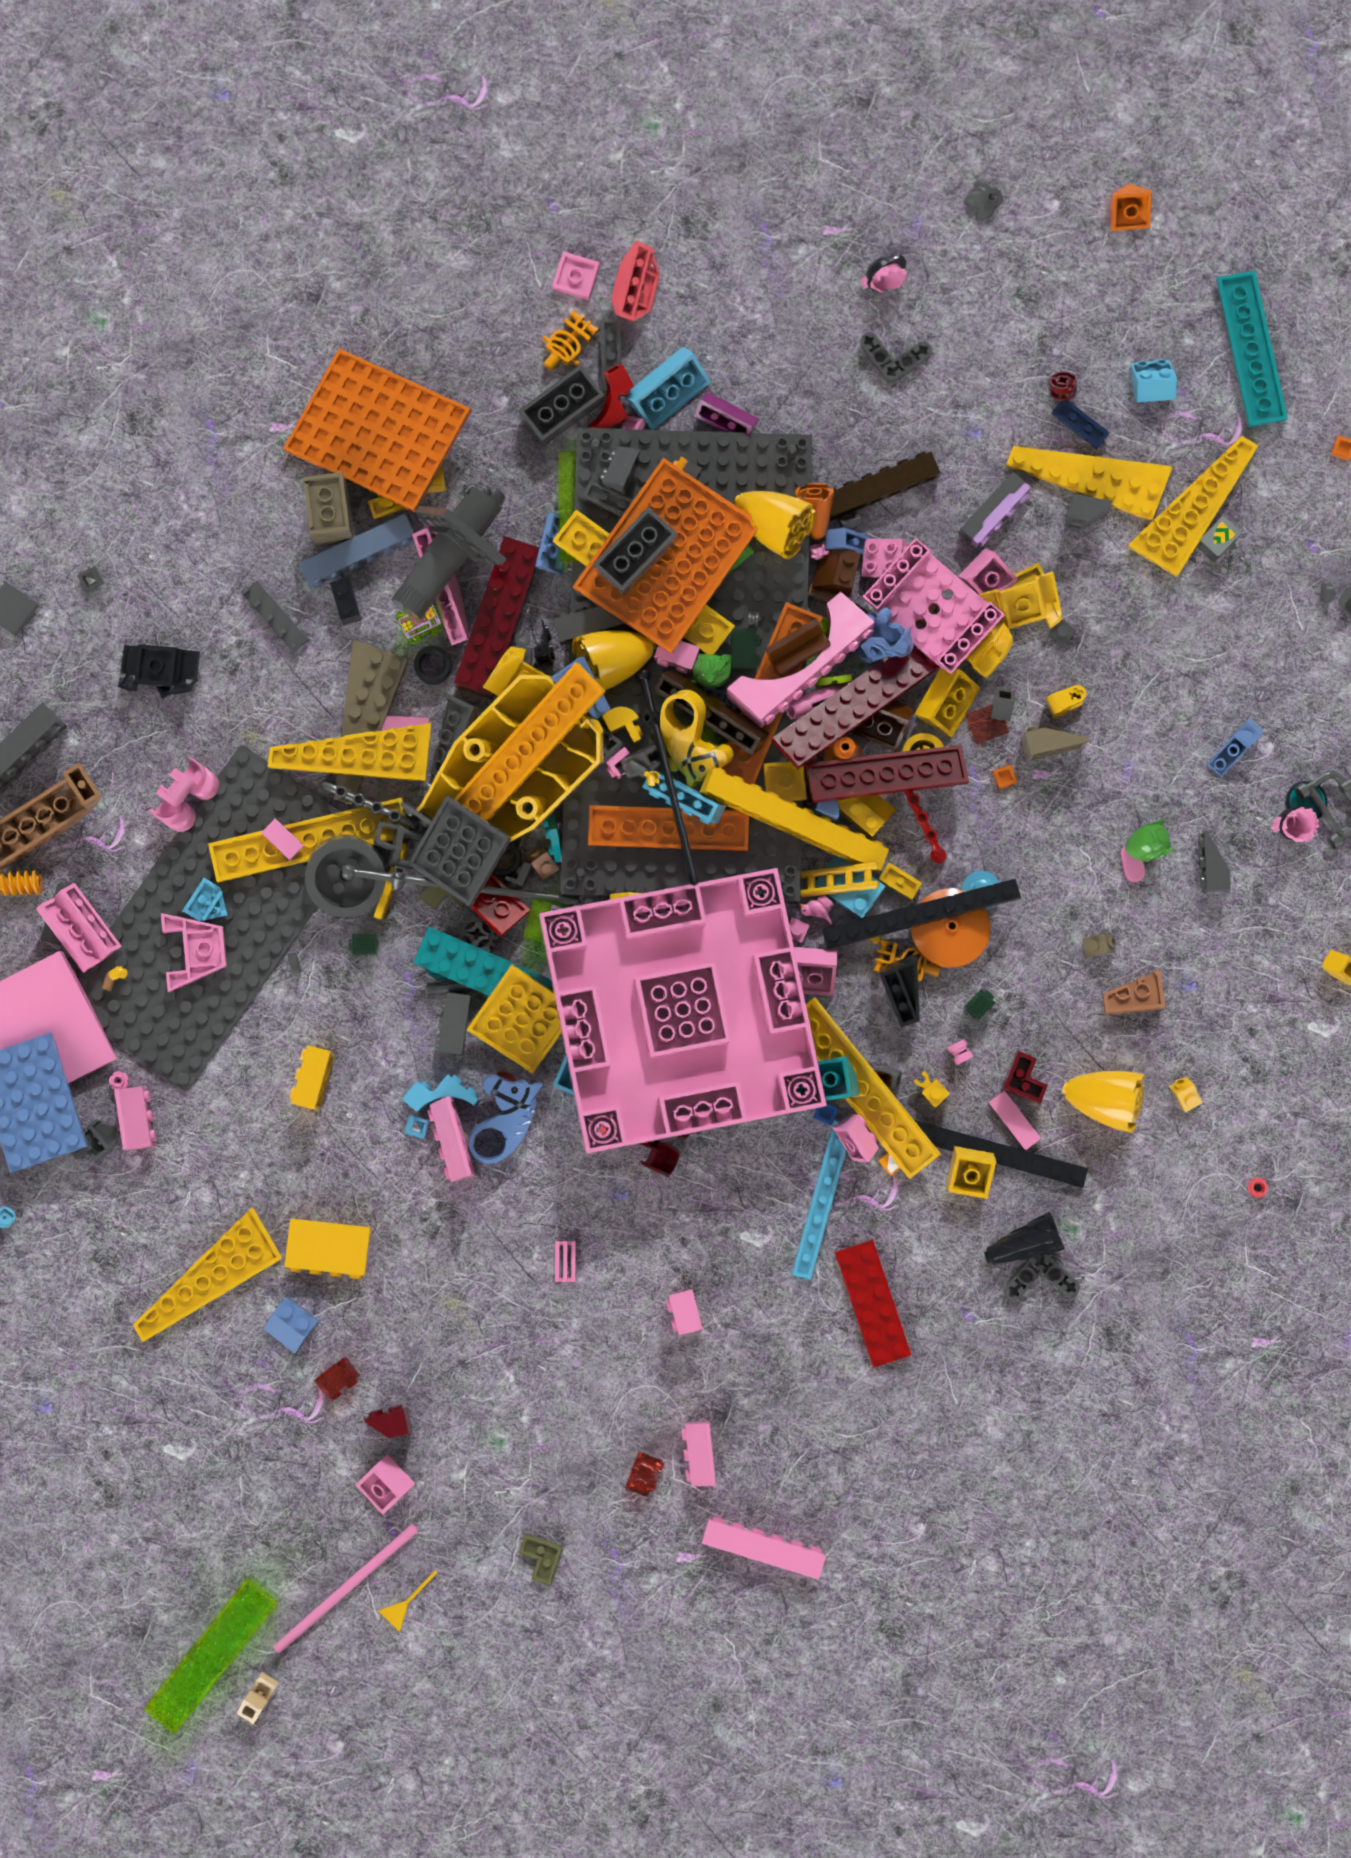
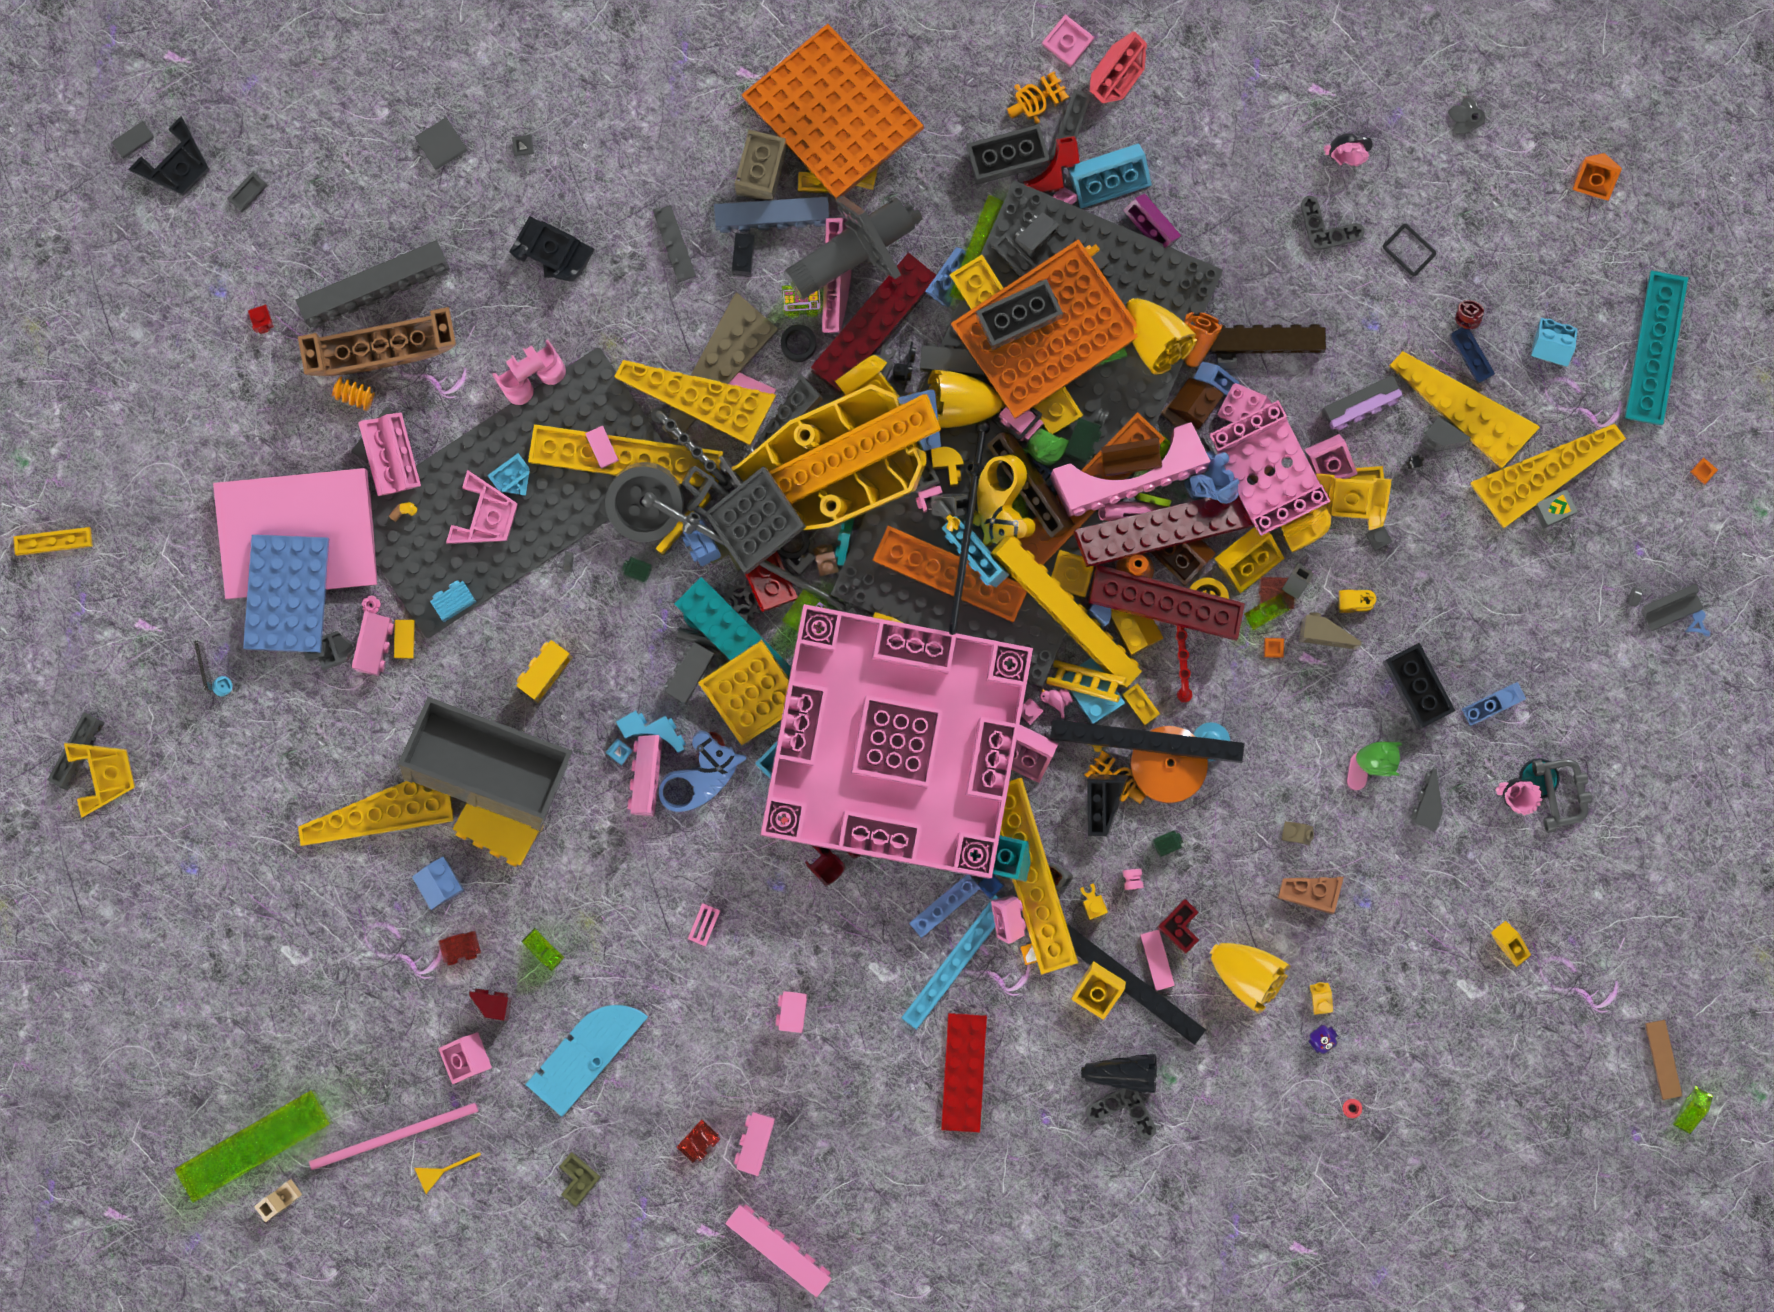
camera: 20 degrees right, 0 degrees up
(164, 1101) = (404, 639): none -> yellow tile
(197, 1045) = (453, 600): none -> medium azure brick
(289, 1190) = (484, 763): none -> dark grey piece
(418, 896) = (702, 547): none -> medium blue brick
(419, 1348) = (543, 949): none -> clear neon green slope
(497, 1444) = (579, 1062): none -> medium azure door
(692, 640) = (1010, 431): none -> black piece
(790, 1150) = (944, 906): none -> medium blue piece
(817, 551) = (1186, 377): bright pink plate -> none
(974, 361) = (1420, 239): none -> black piece
(984, 745) = (1266, 612): none -> clear neon green slope
(1067, 546) = (1414, 461): none -> black plate
(1158, 758) = (1418, 686): none -> black brick
(1203, 1132) = (1323, 1039): none -> dark purple head

